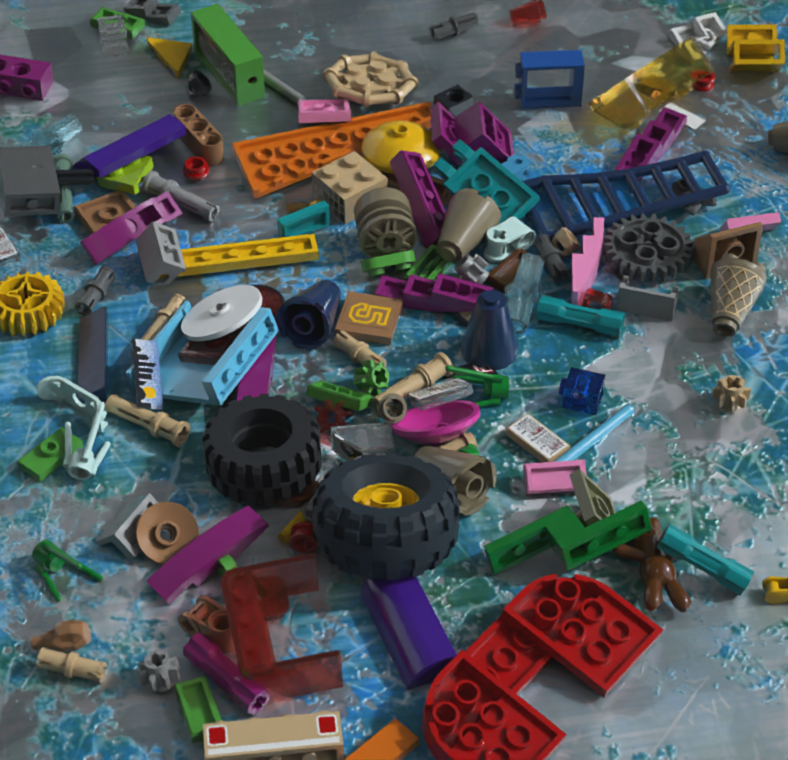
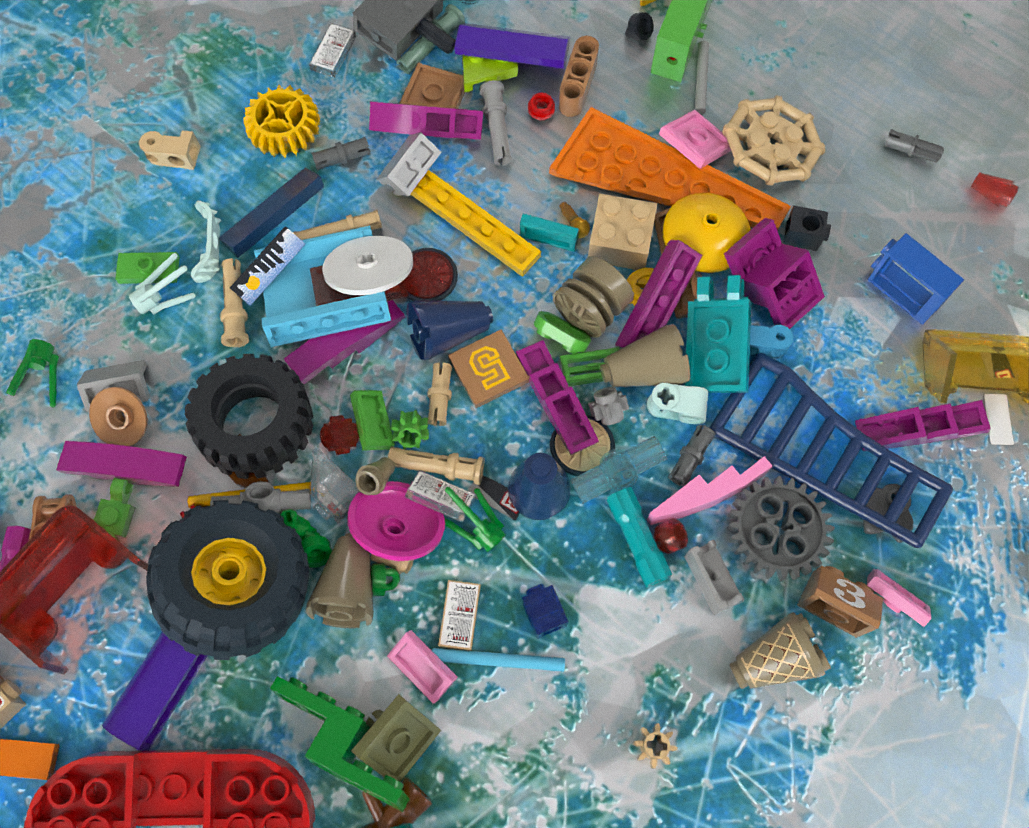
camera: 50 degrees right, 25 degrees up
(505, 271) = (636, 431): reddish brown tile -> none
(567, 240) = (722, 452): tan tile -> none

